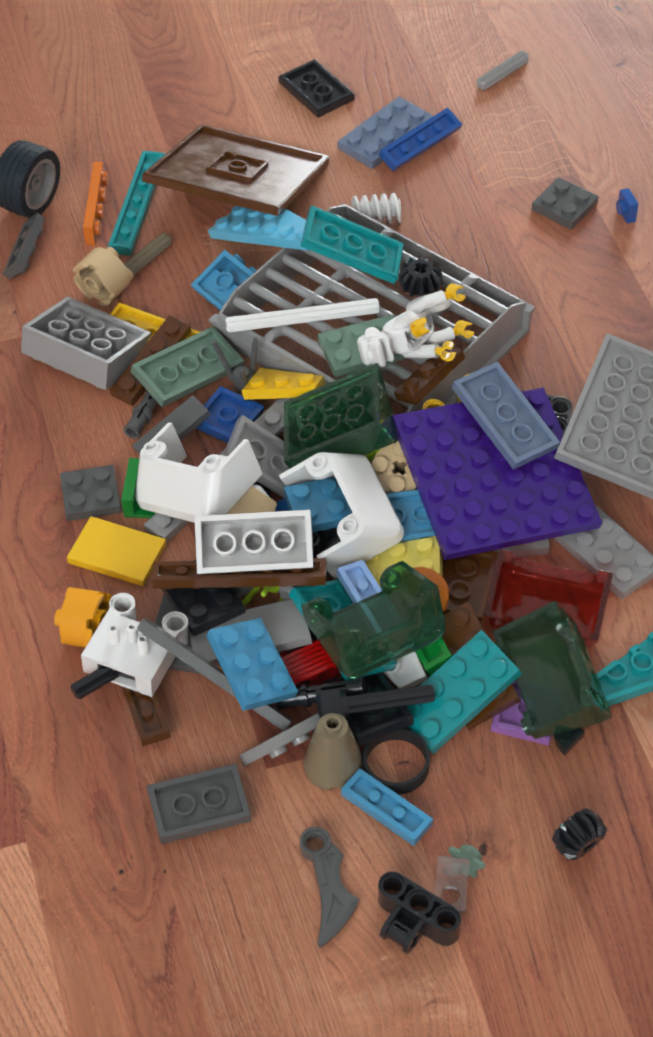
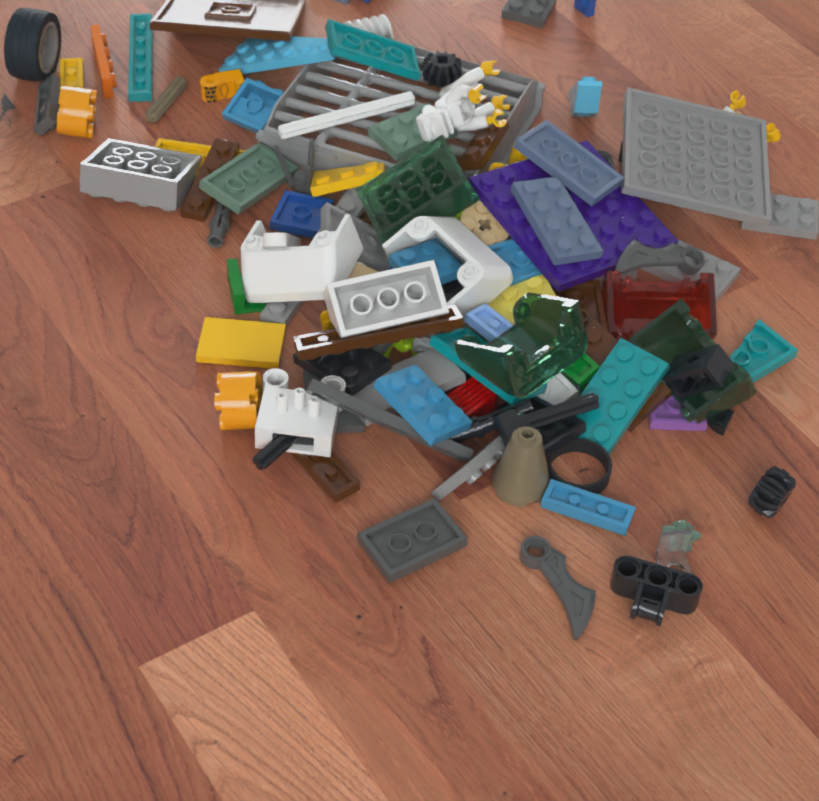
camera: 20 degrees left, 5 degrees down
(45, 261) = (76, 112): none -> light orange brick
(59, 222) = (71, 72): none -> yellow tile
(90, 492) = (194, 298): dark grey plate -> none
(102, 275) = (137, 115): tan brick -> none
(183, 452) = (280, 239): none -> white beam
(184, 419) = (271, 216): dark grey tile -> none
(201, 250) = (220, 85): none -> light orange leg
(466, 481) = (556, 220): none -> sand blue plate
(547, 534) = (640, 256): none -> dark grey piece
(549, 684) = (699, 371): none -> black brick
(573, 329) = (585, 97): none -> medium azure slope

